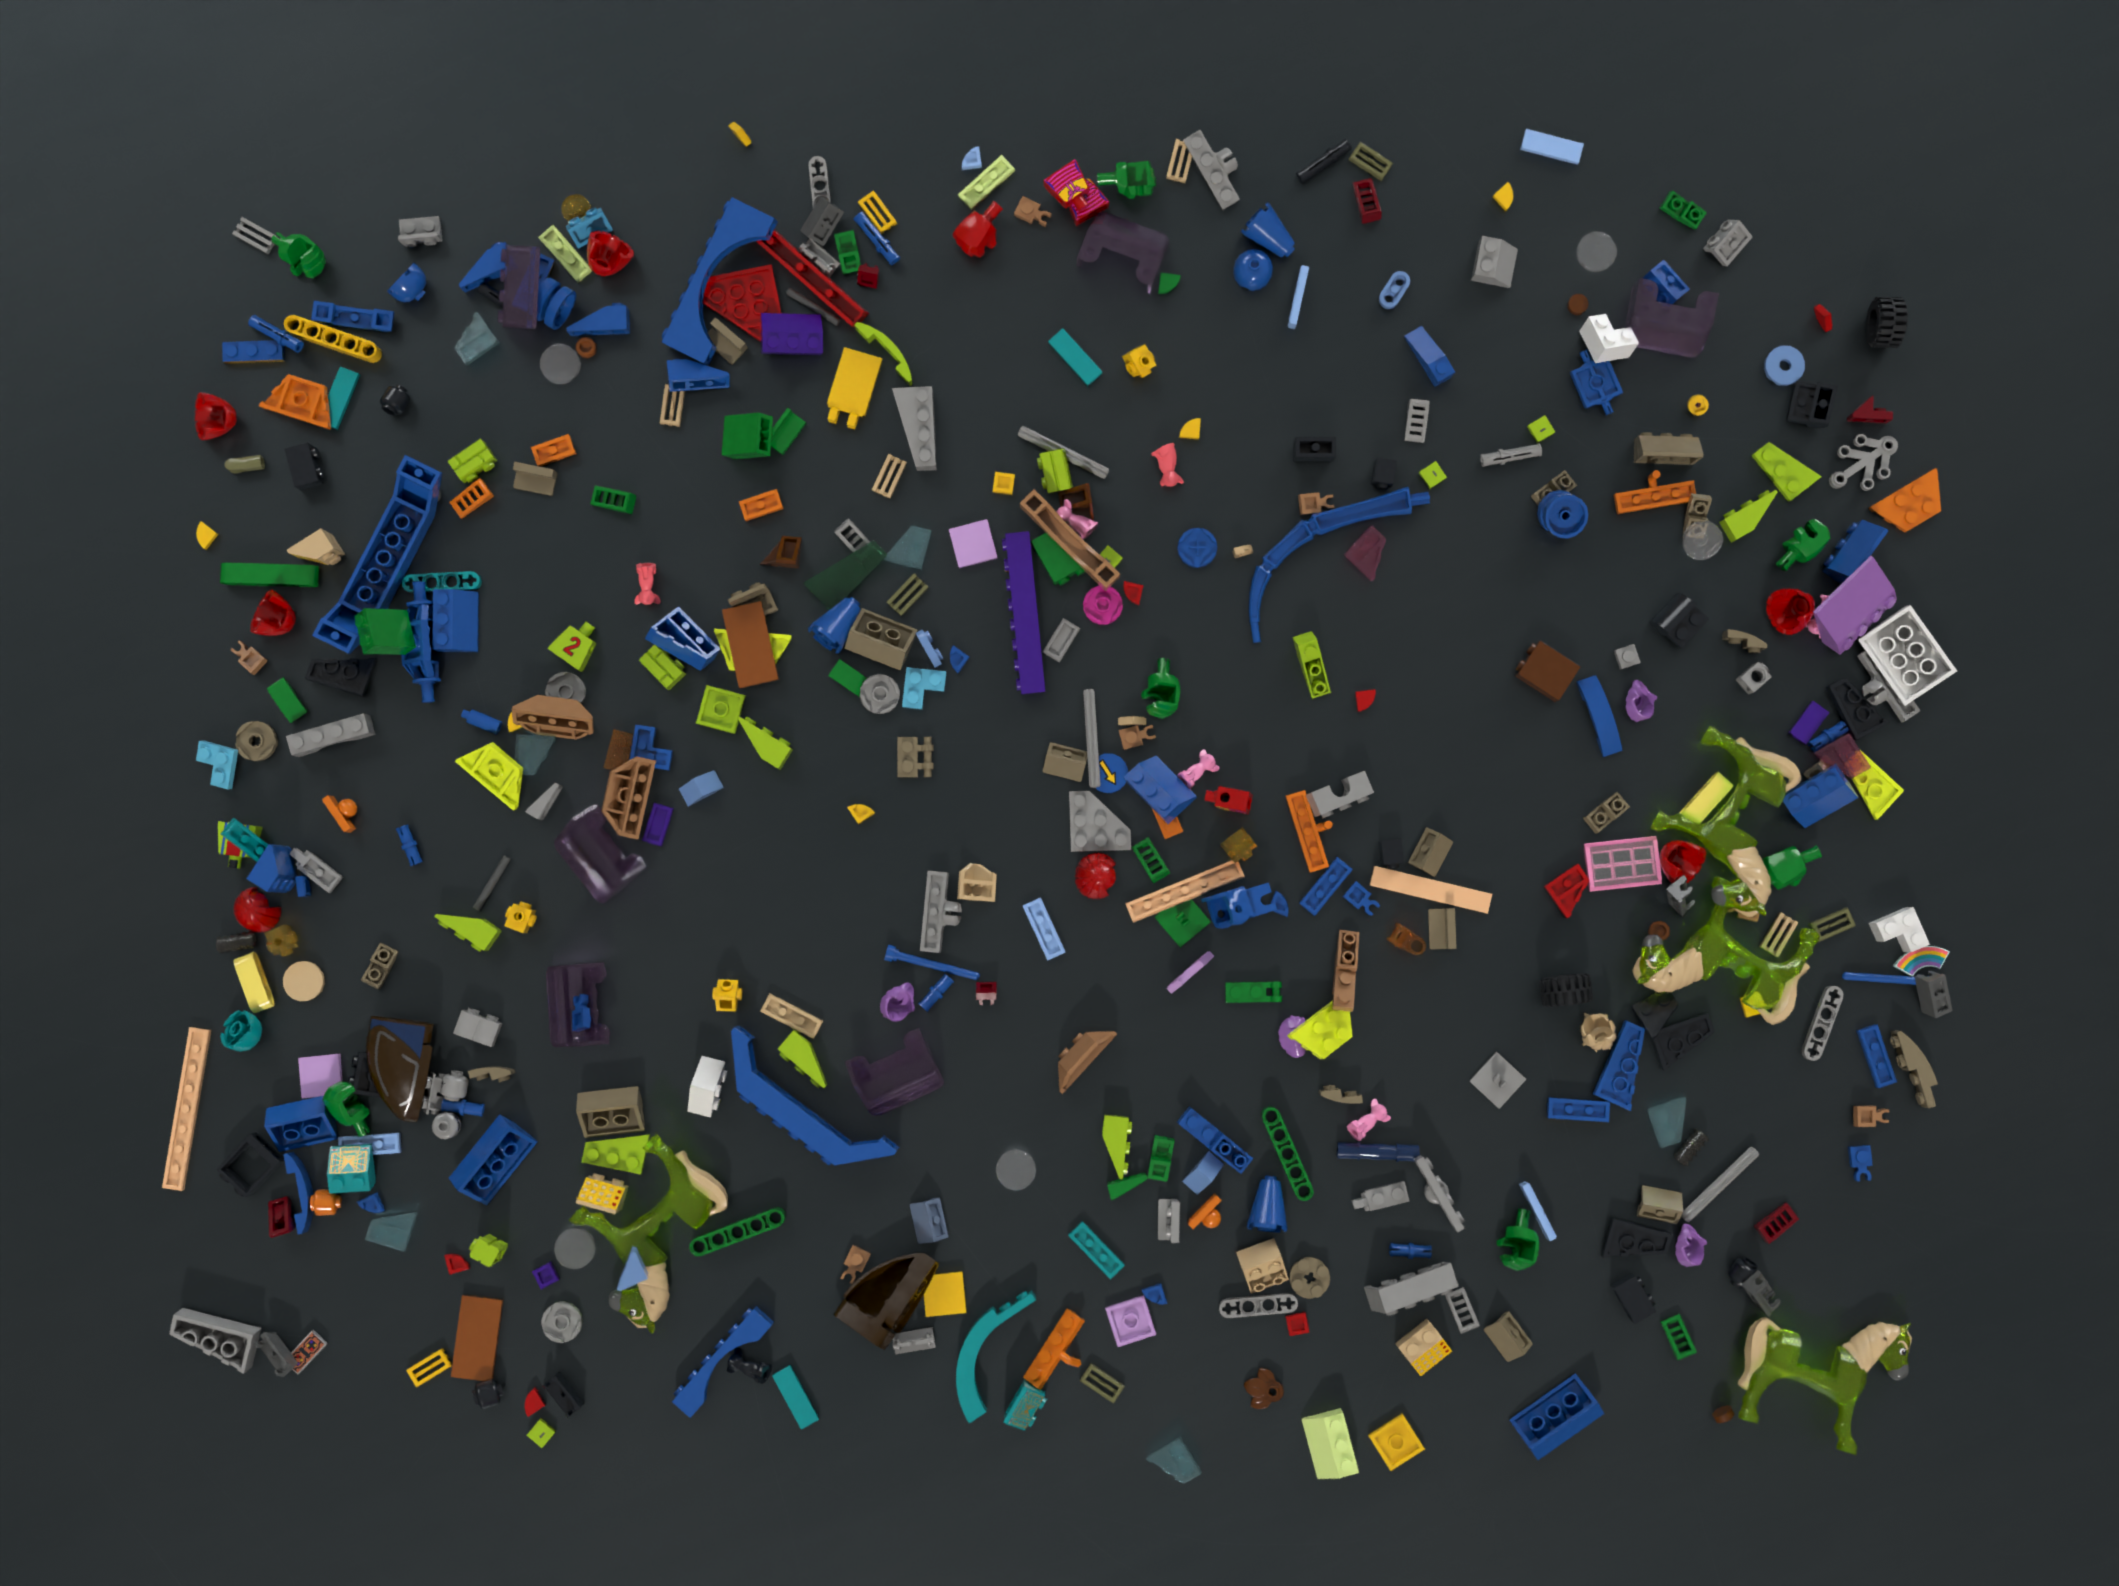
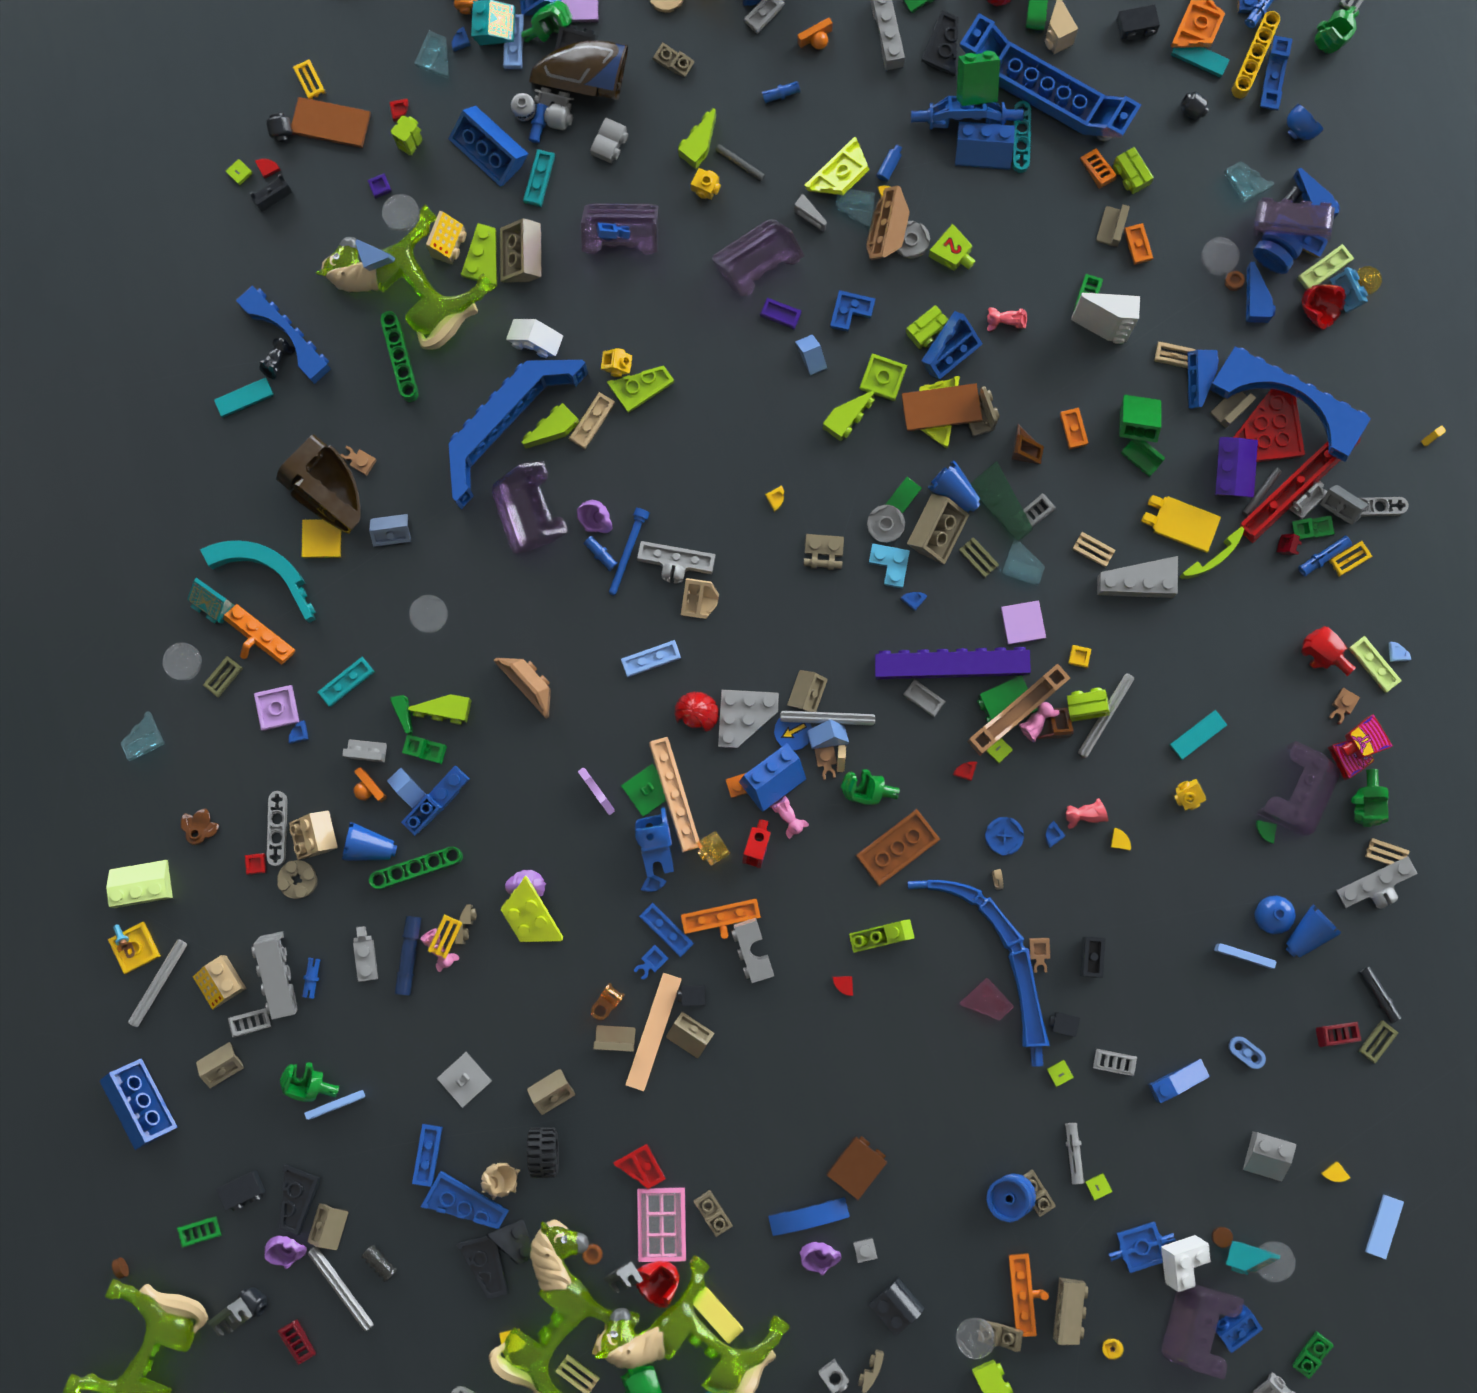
camera: 100 degrees right, 5 degrees down
(420, 230) = (1353, 139): light grey bracket -> none
(499, 1073) = (566, 156): dark tan slope -> none
(524, 1100) = (539, 178): none -> teal tile
(562, 1322) = (336, 196): light grey tile -> none
(618, 749) = (851, 282): clear orange plate -> none
(628, 795) = (808, 285): medium nougat wedge -> none
(641, 474) = (1108, 315): none -> white slope
(752, 968) = (641, 387): none -> lime wing
(914, 1340) = (282, 507): light grey hinge -> none
(926, 639) = (919, 576): medium blue plate -> none
(986, 991) = (597, 599): dark red tile -> none
(1089, 1429) = (182, 661): none -> clear tile
(1102, 606) = (953, 740): dark pink tile -> none
(1110, 736) = (827, 735): none -> medium blue slope
(1160, 874) = (690, 764): green slope -> none
(1191, 497) = (1053, 834): none -> blue tile
(1219, 655) = (897, 847): none -> dark orange tile
(1252, 992) = (572, 850): green plate -> none
(1345, 970) = (583, 940): medium nougat slope -> none
(1372, 1119) = (438, 951): none -> yellow tile
(1392, 1454) = (122, 942): none -> piece
(1430, 1412) = (157, 983): none -> light grey axle
(1438, 1193) = (362, 1009): light grey plate -> none
(1501, 989) = (550, 1092): none -> dark tan panel
(1597, 276) = (1248, 1258): none -> teal slope
(1668, 1121) = (407, 1244): clear light blue wing -> none

